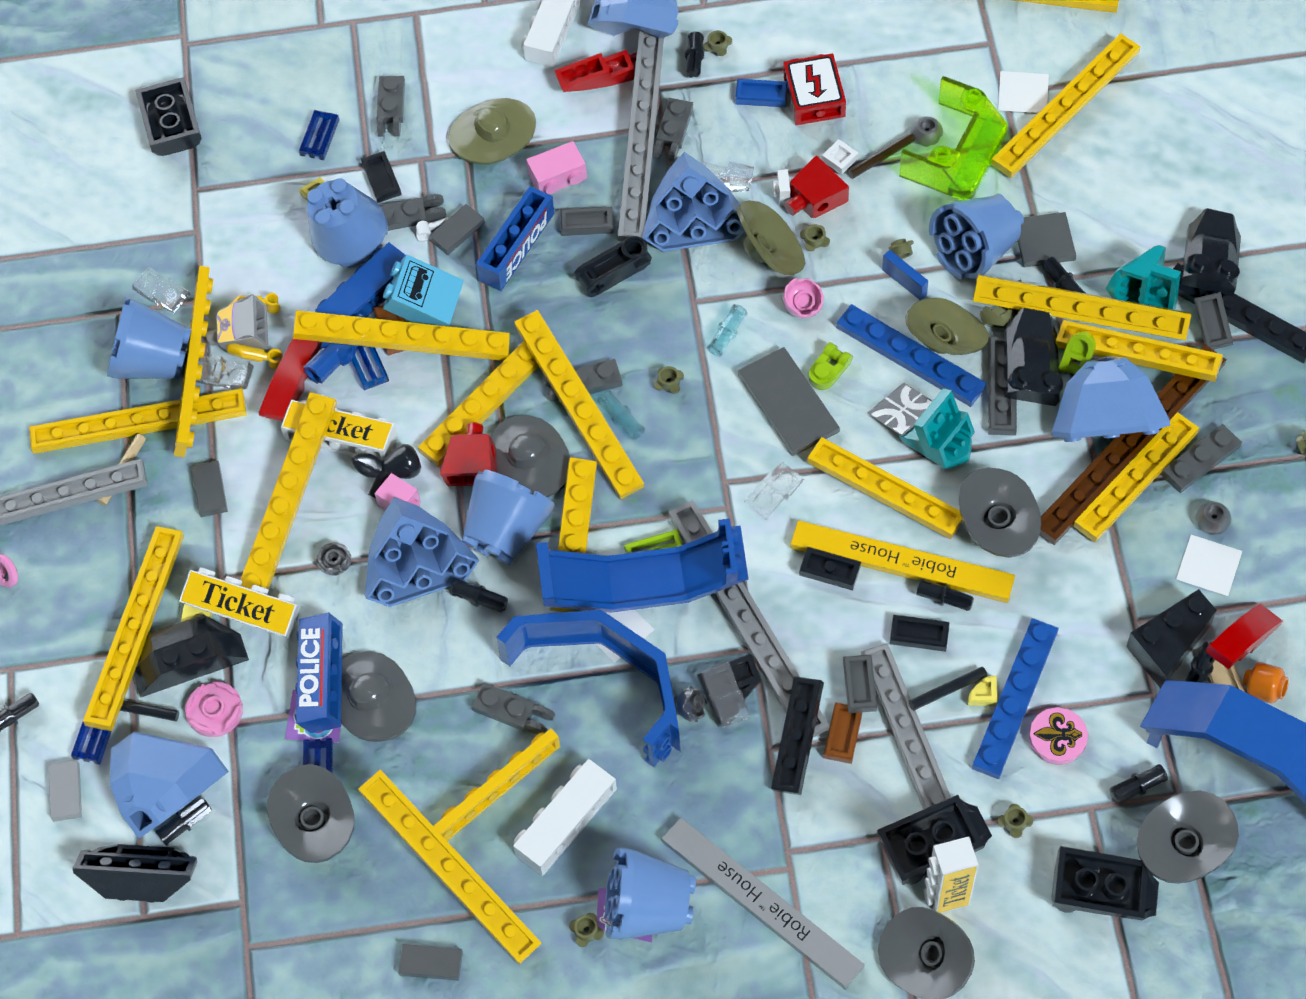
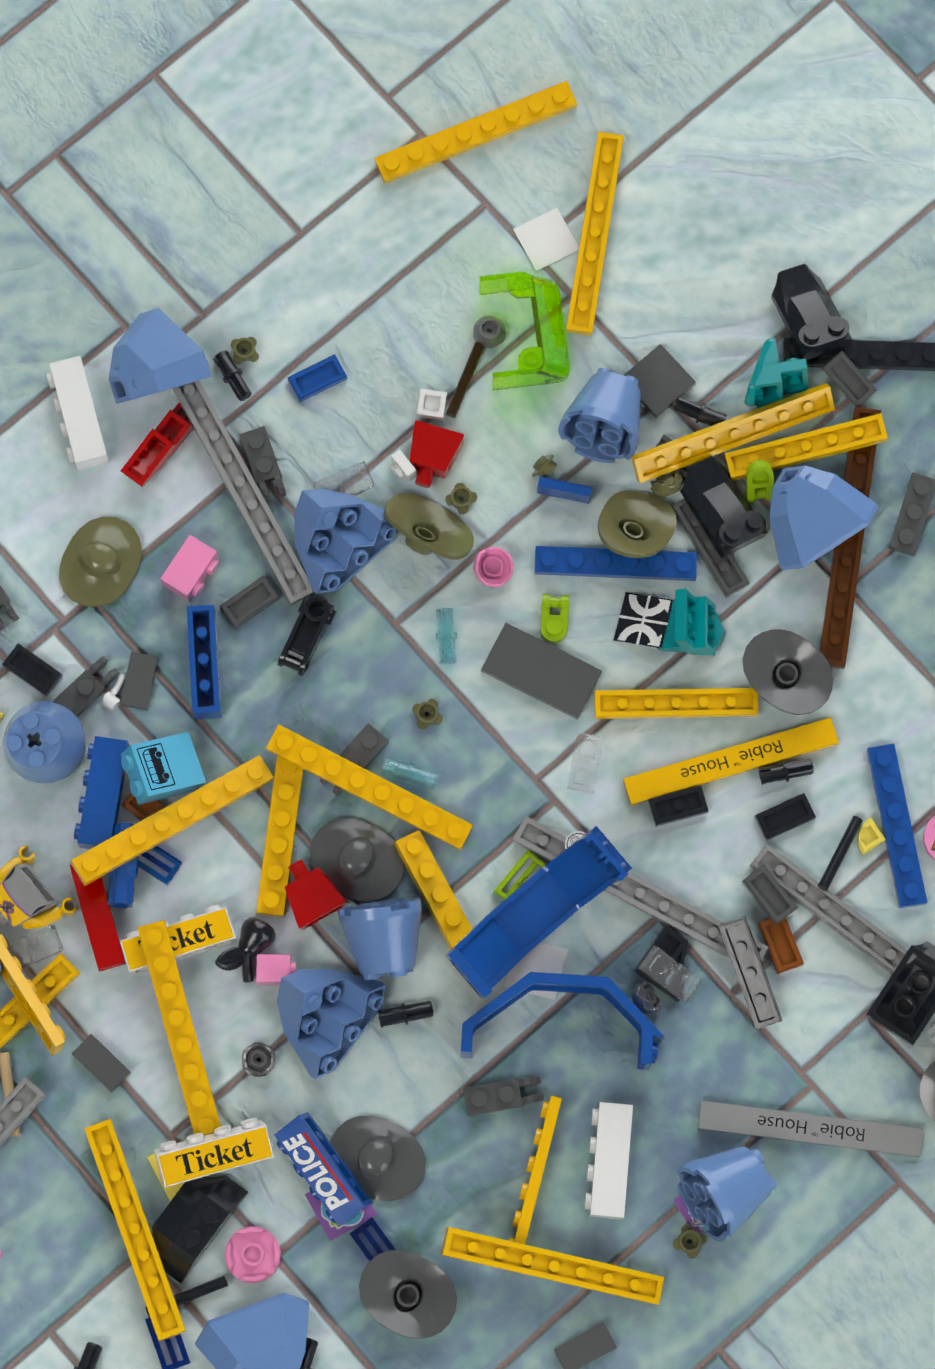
camera: 40 degrees left, 15 degrees up
(815, 88) = (365, 347): panel -> none
(1136, 477) = (873, 568): yellow plate -> none

